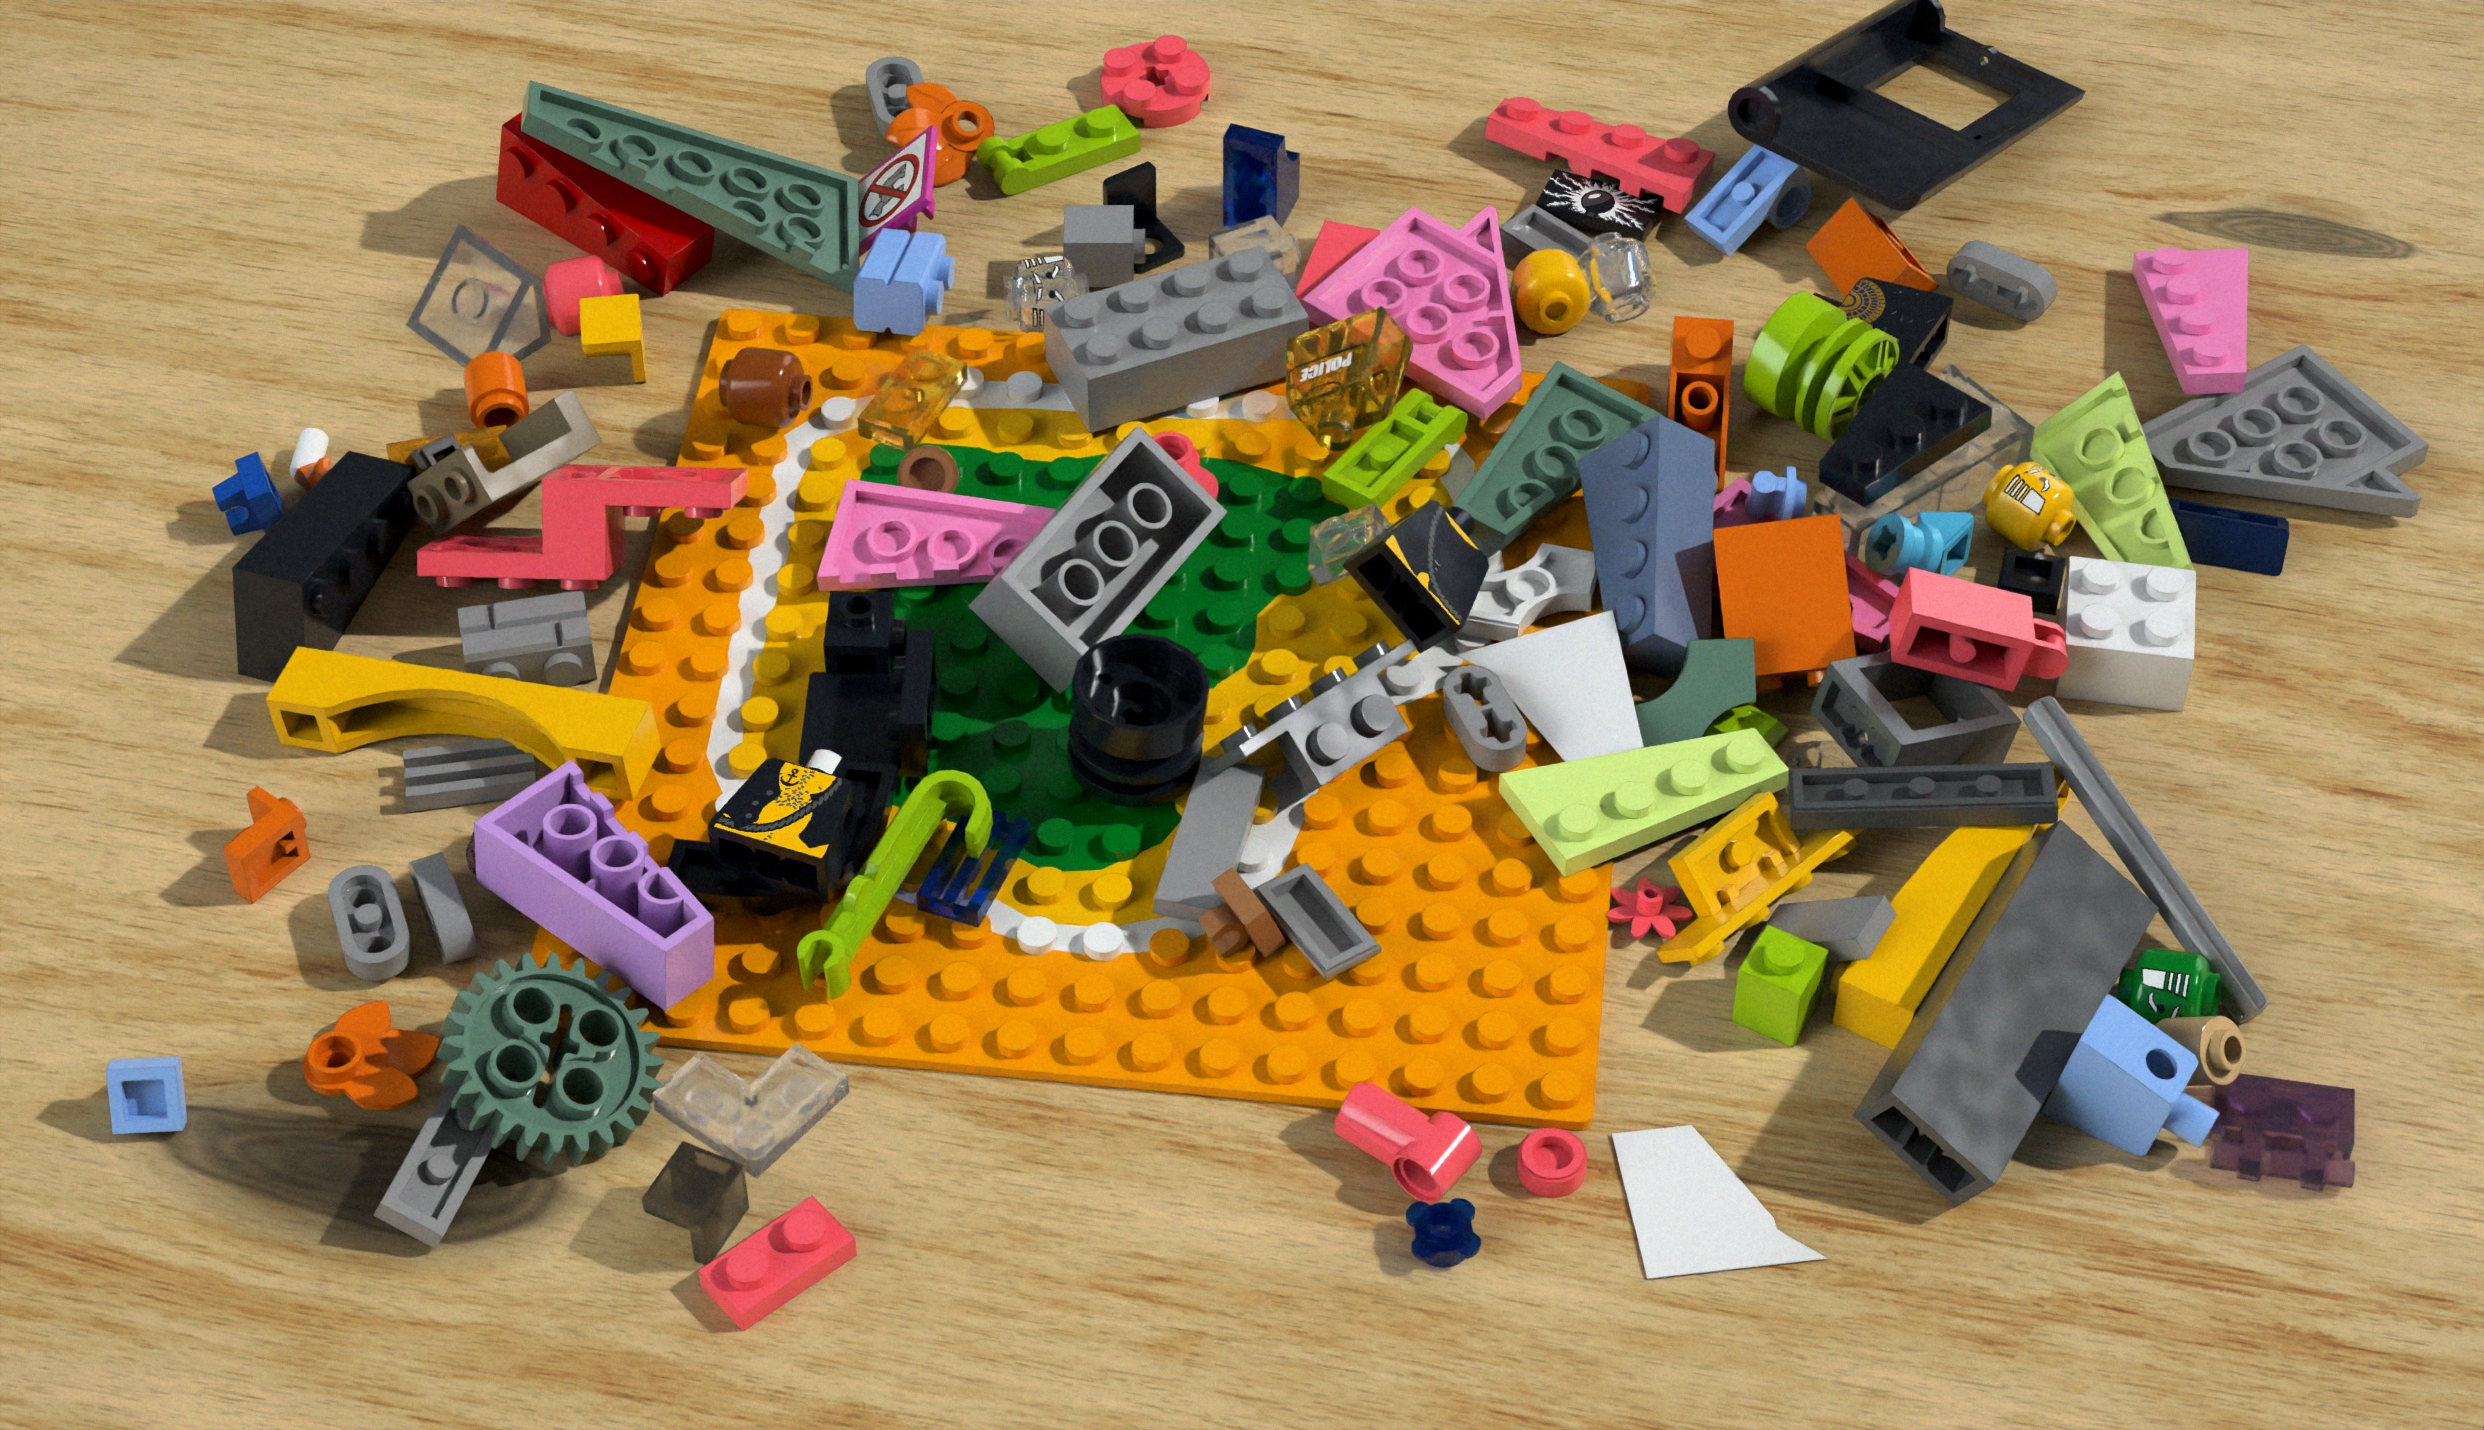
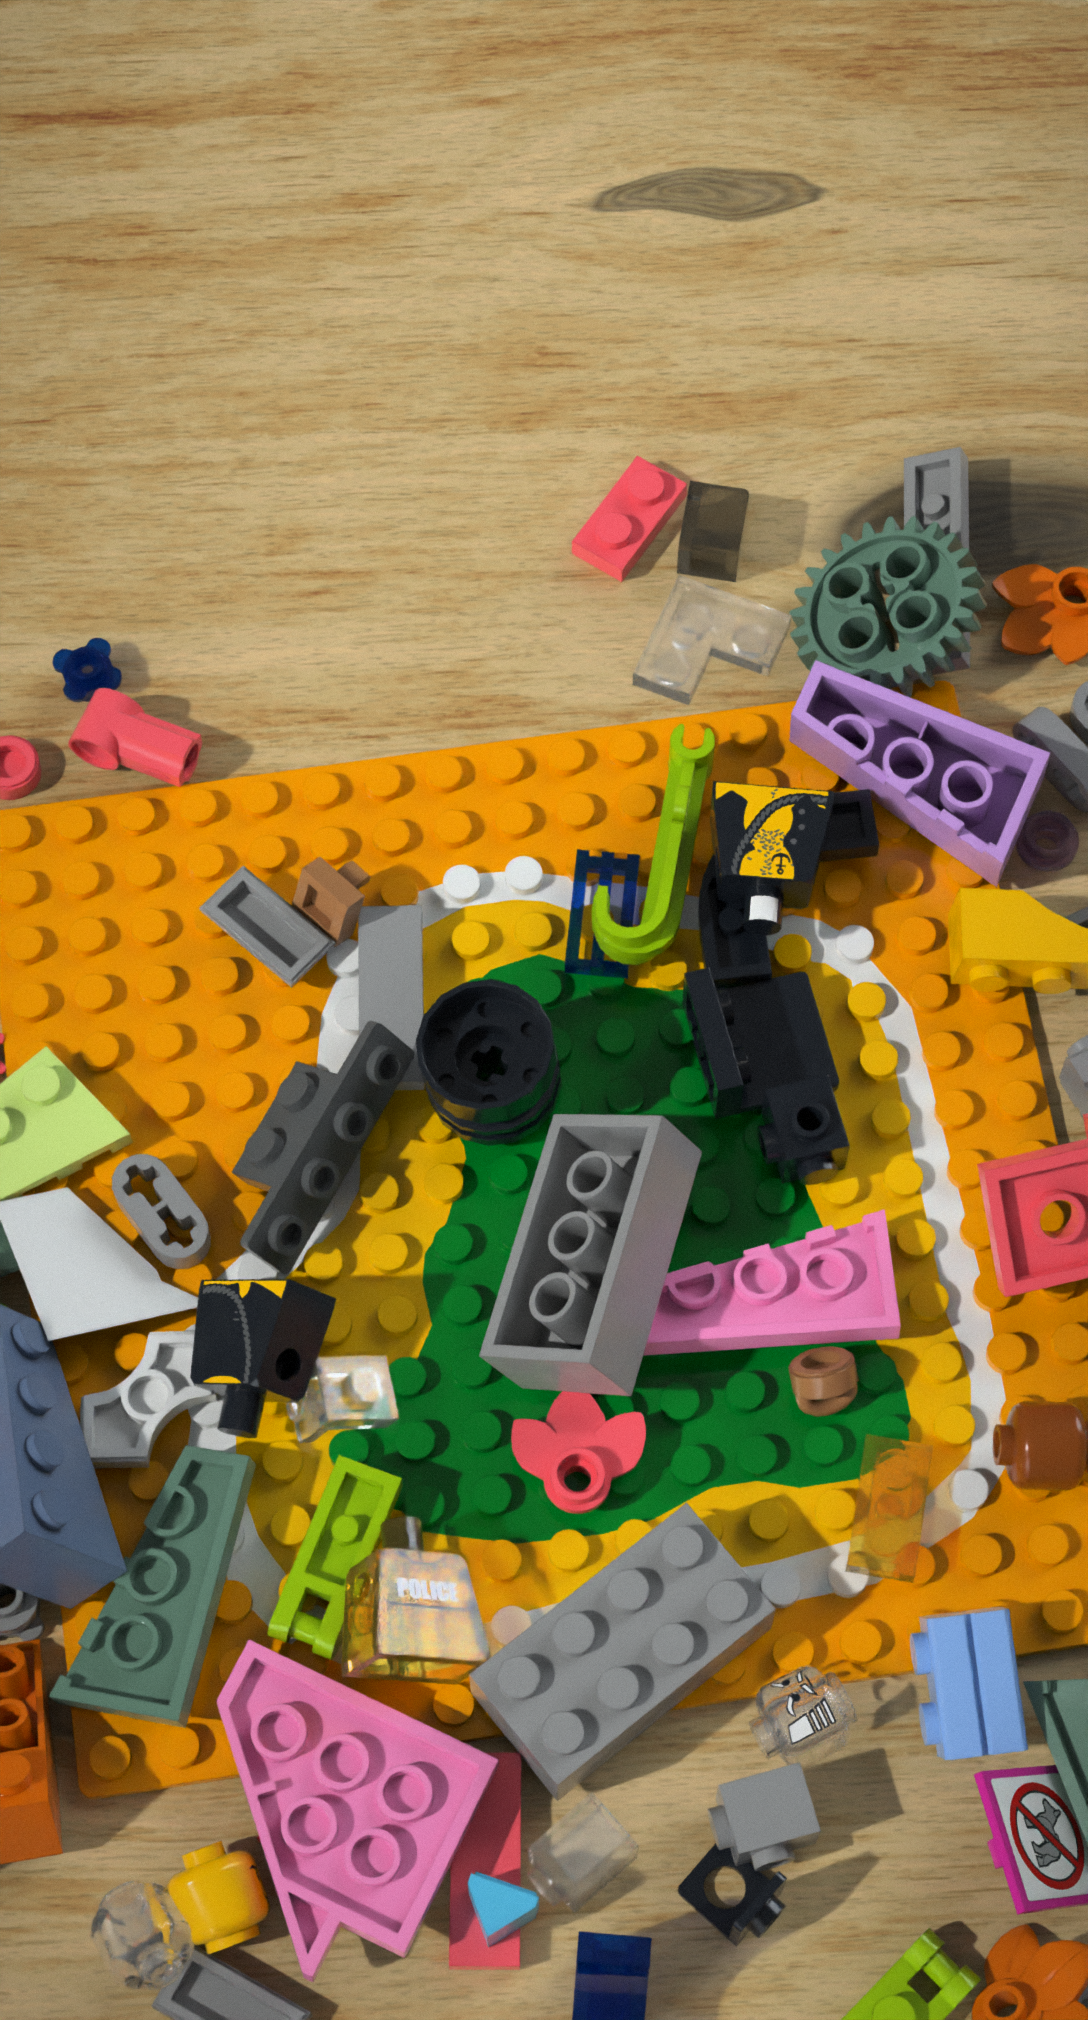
camera: 165 degrees right, 20 degrees up
(1326, 225) = (500, 1906): none -> medium azure slope

